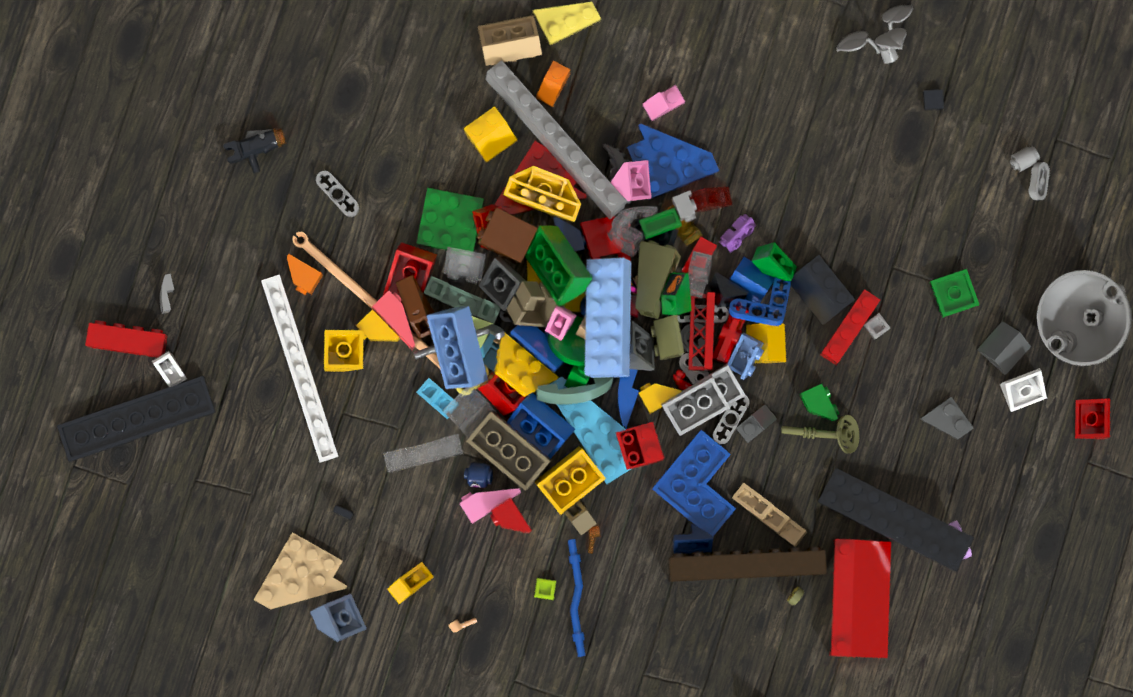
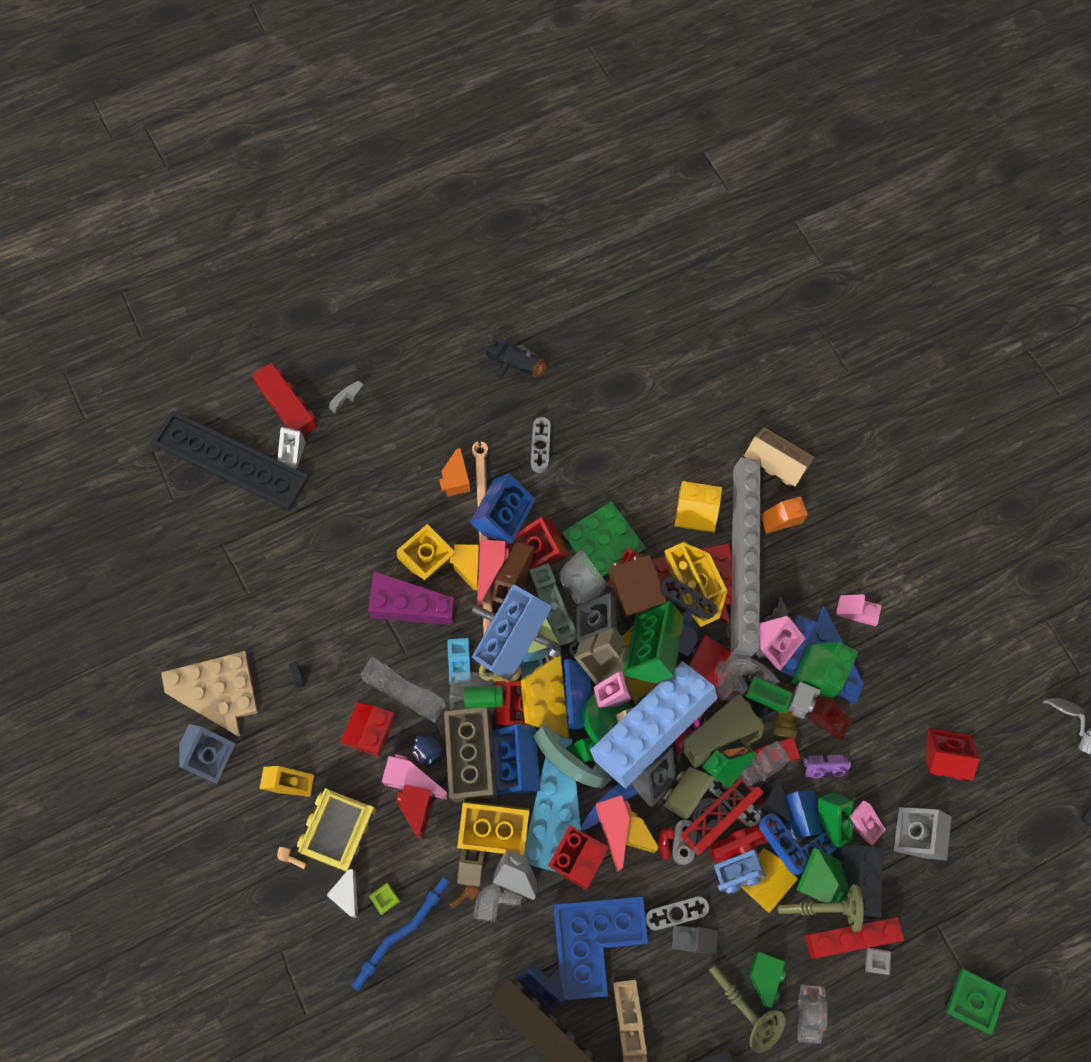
camera: 45 degrees right, 15 degrees down
(299, 368) = (380, 540): white plate -> none
(363, 268) = (503, 509): none -> blue slope
(364, 394) = (407, 602): none -> magenta wedge
(426, 500) = (369, 729): none -> red slope
(473, 579) = (335, 829): none -> window
(483, 407) = (483, 696): none -> green piece
(518, 610) = (345, 893): none -> white slope
(564, 214) = (677, 585): none -> black beam
(566, 20) = (837, 482): light yellow wing -> none
(611, 494) = (516, 874): none -> light grey slope
(611, 527) = (489, 899): none -> clear brick
(642, 403) = (614, 821): none -> coral slope
(679, 172) = (825, 667): none -> green slope
(703, 400) = (669, 873): light grey slope -> none
(795, 246) = (867, 823): none -> bright pink slope
(801, 309) = (824, 878): none -> green slope
(808, 147) = (951, 754): none -> red slope
(831, 313) = (851, 907): none -> olive dish
(835, 218) = (923, 833): none -> light grey slope
(865, 398) = (813, 1014): none -> clear brick

